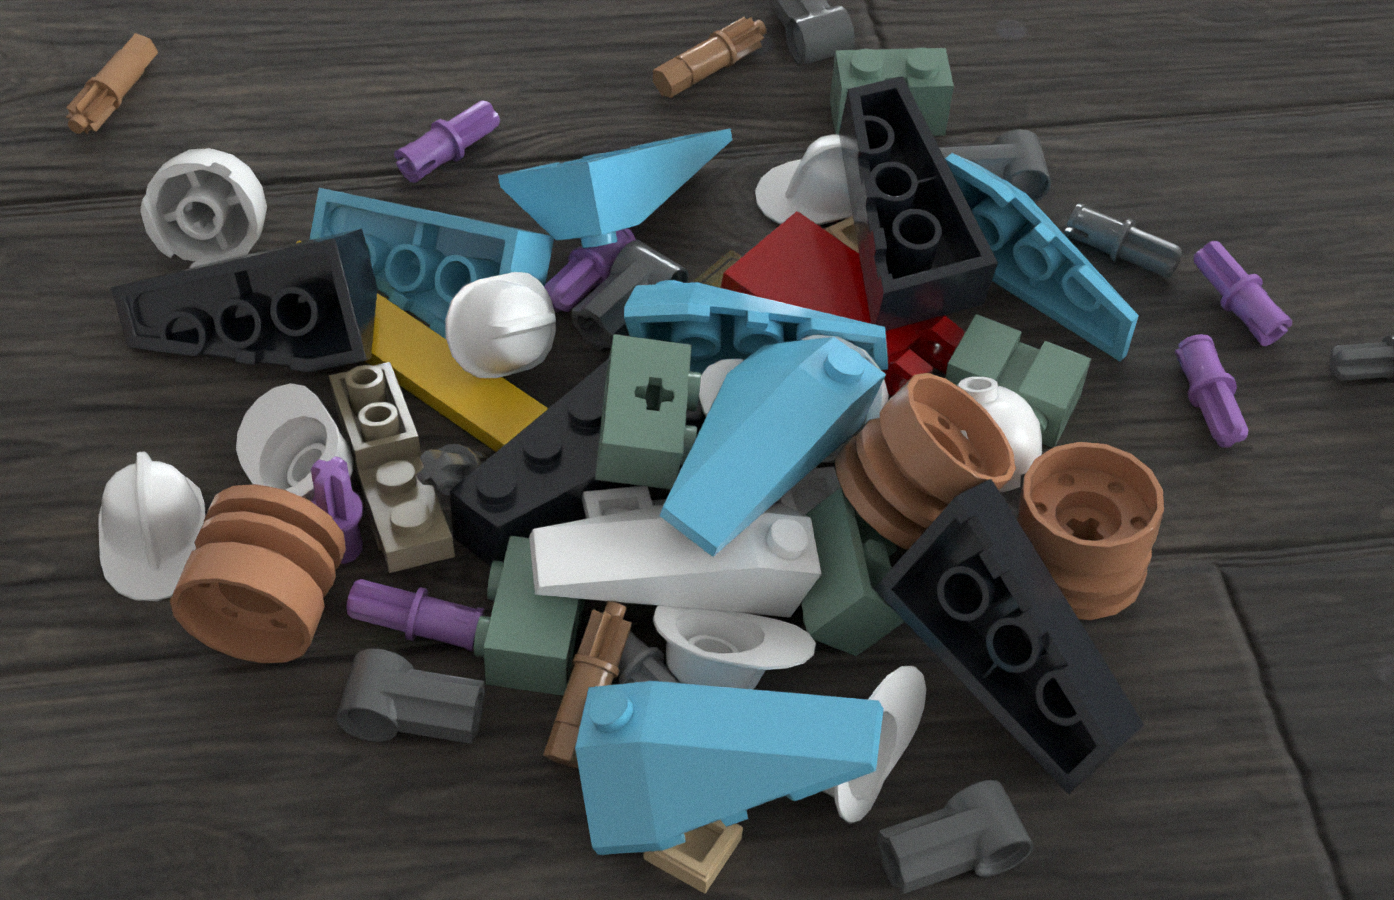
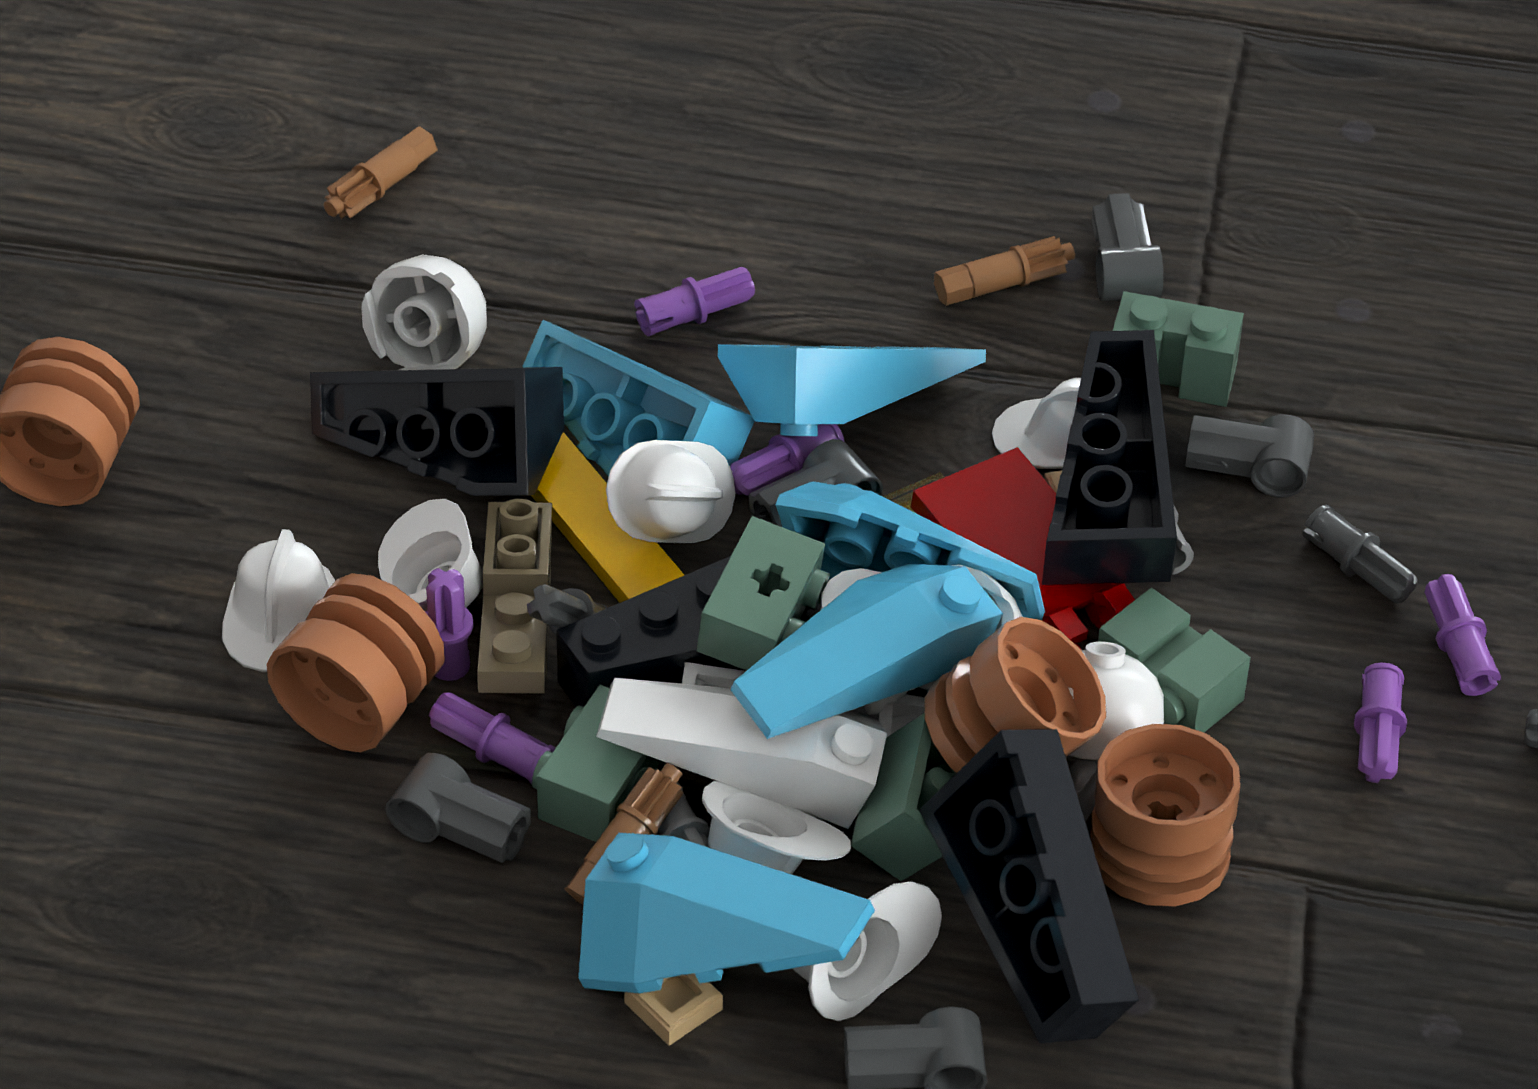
camera: 20 degrees right, 5 degrees down
(1042, 263) = (1240, 539): medium azure wedge -> none

